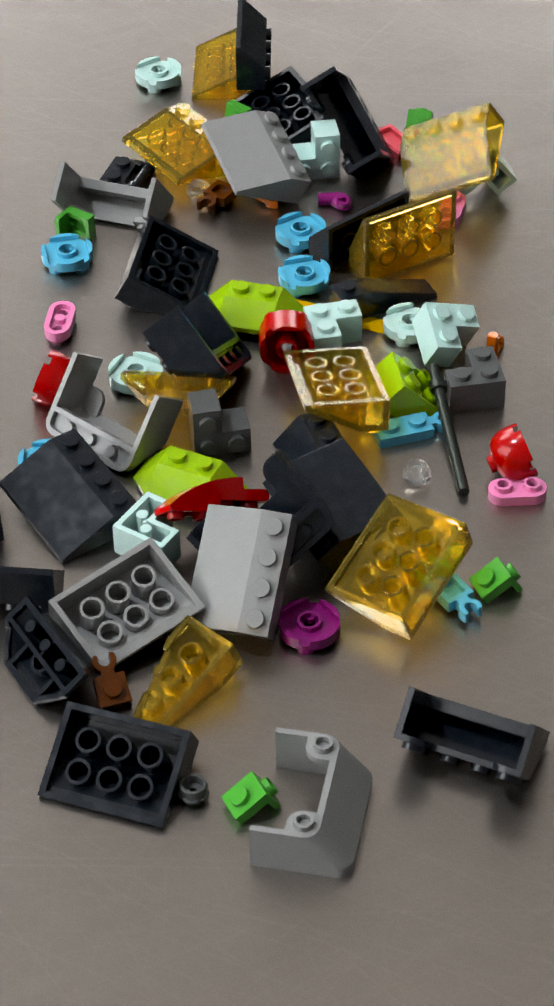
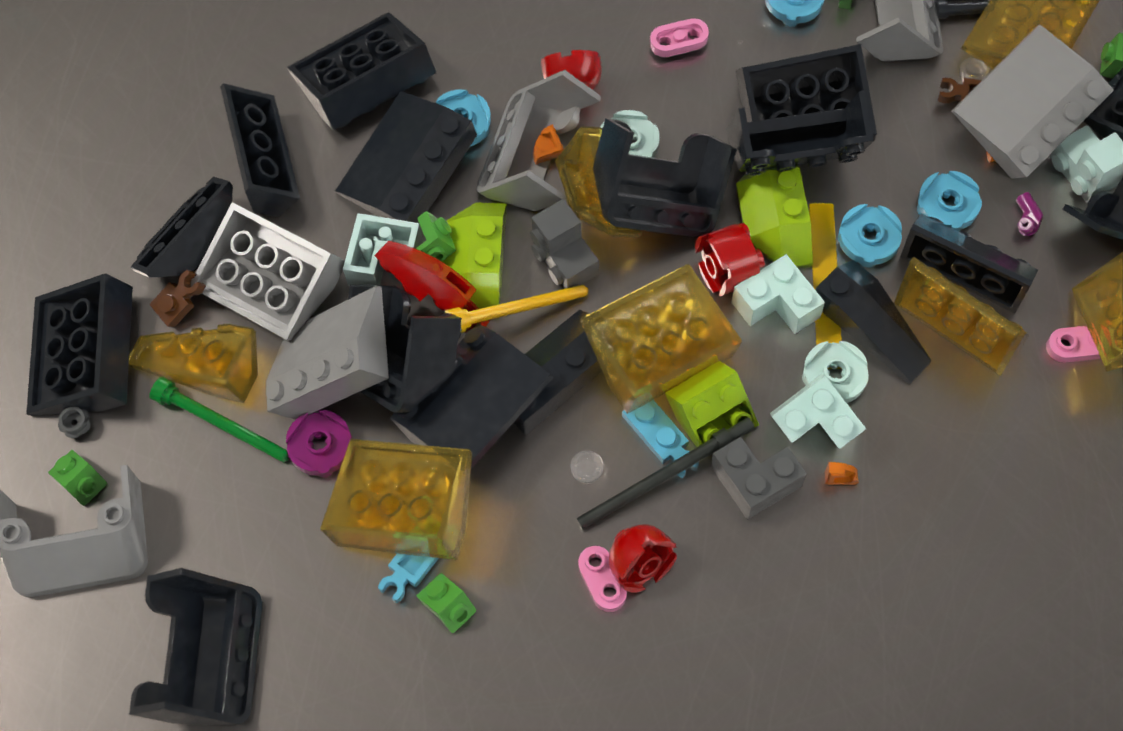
camera: 70 degrees right, 25 degrees up
(108, 418) = (547, 145): none -> orange tile
(162, 486) = (437, 235): none -> bright green bracket
(200, 715) = (165, 392): none -> green piece
(217, 253) = (801, 138): none -> black windscreen
(256, 488) = (517, 306): none -> yellow piece

